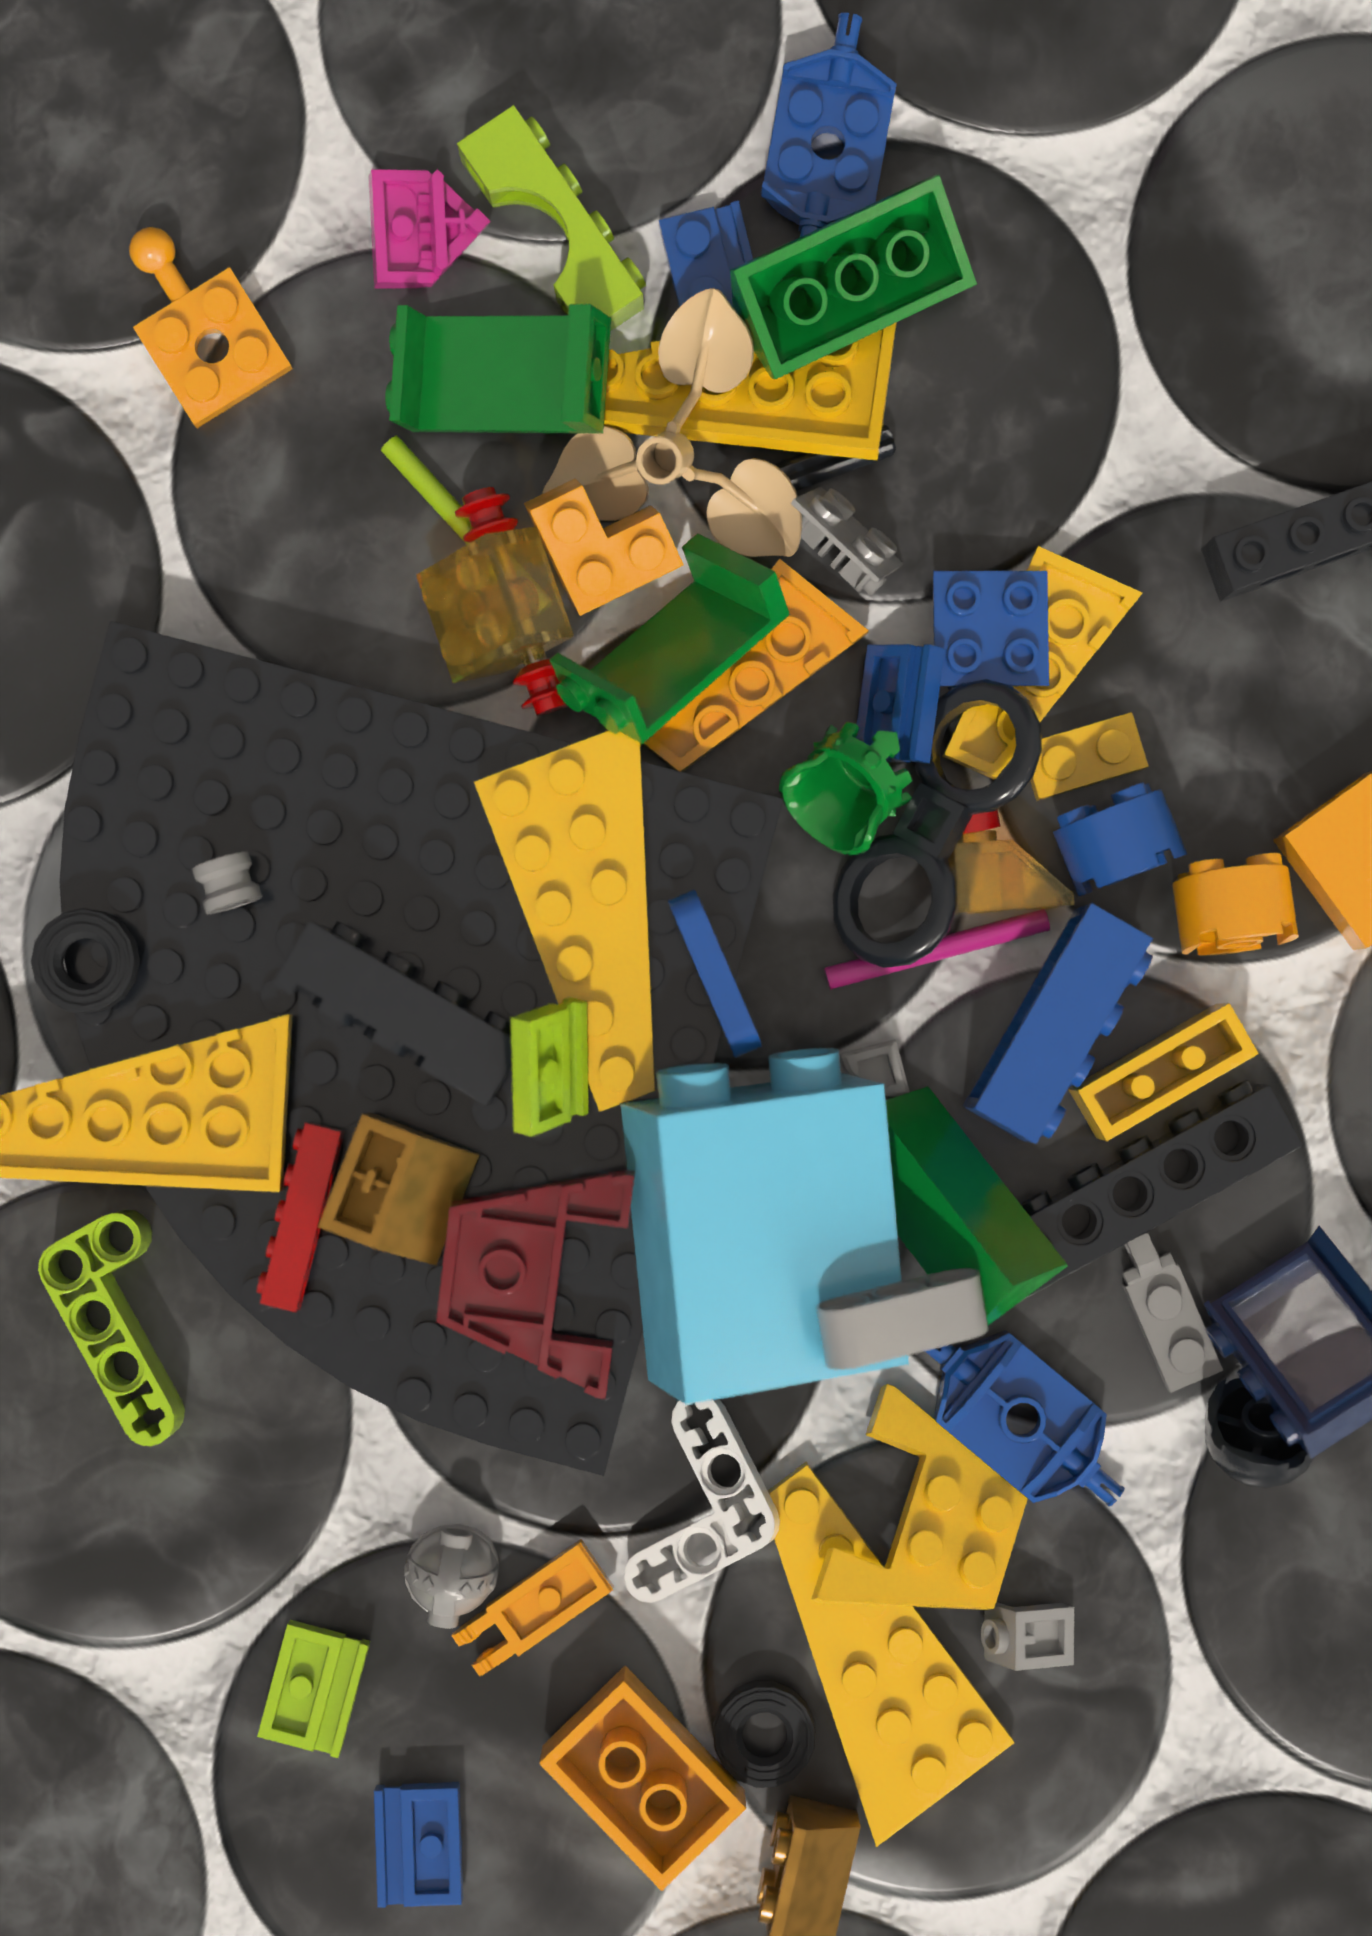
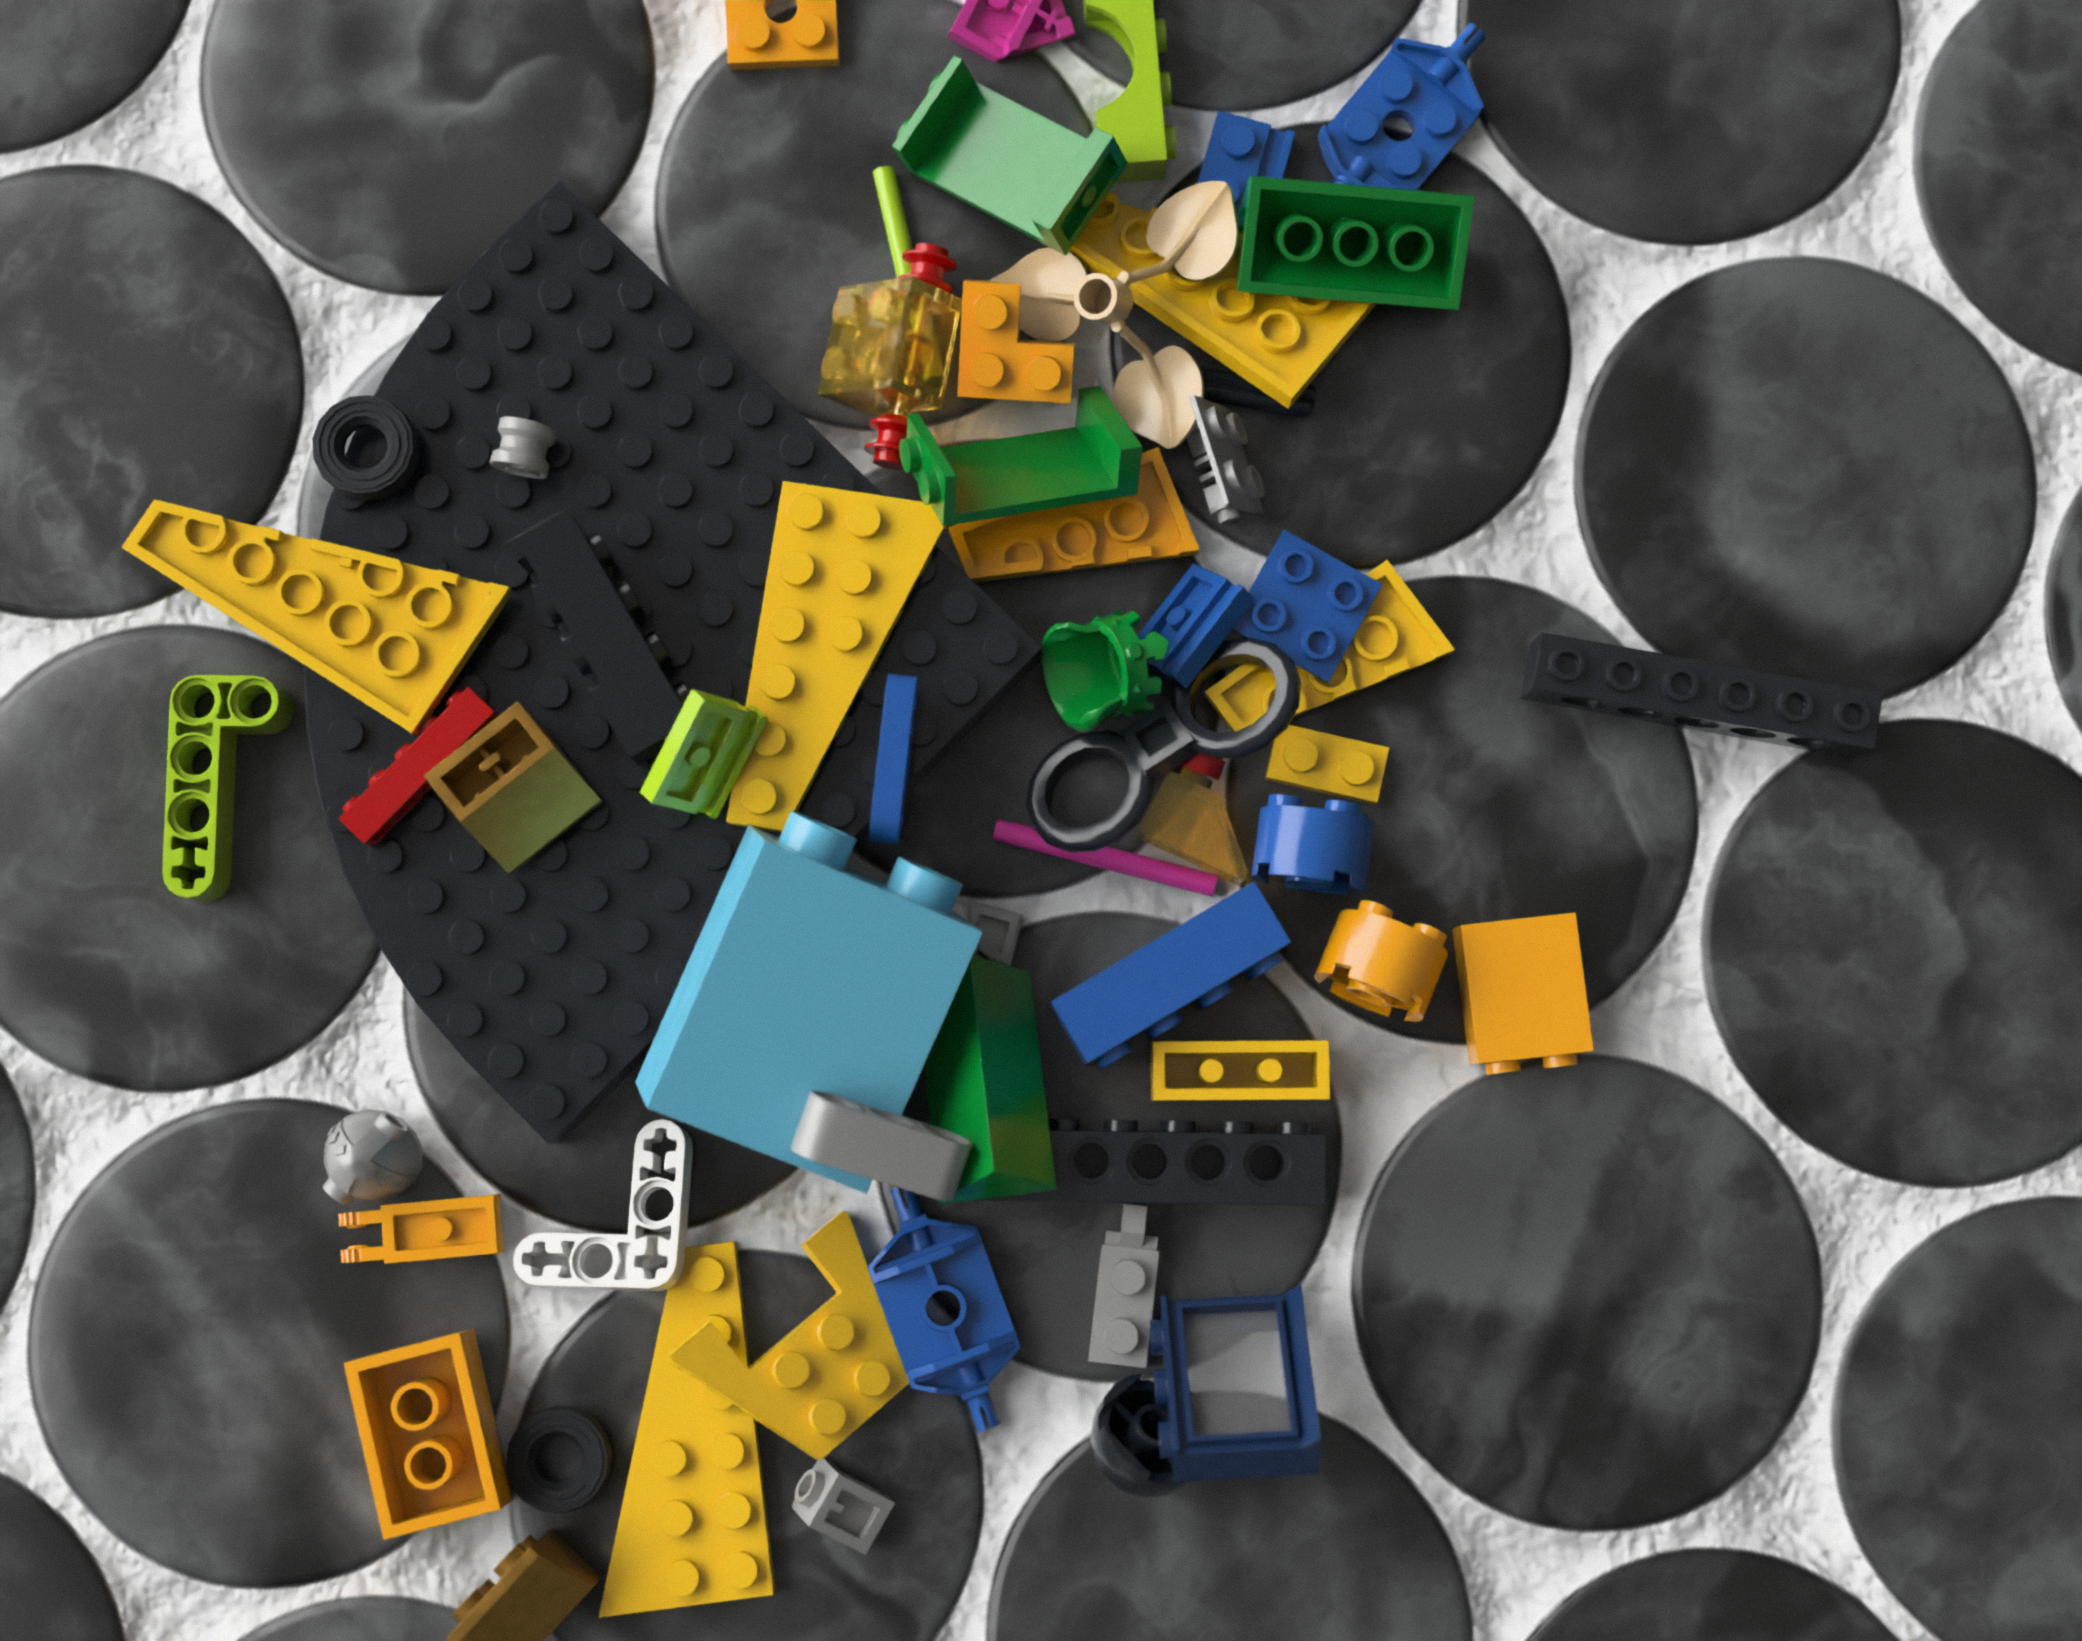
camera: 30 degrees right, 5 degrees down
(313, 1688) = (192, 1191): lime plate -> none
(418, 1844) = (201, 1381): blue plate -> none
(507, 1265) = (567, 910): dark red wing -> none

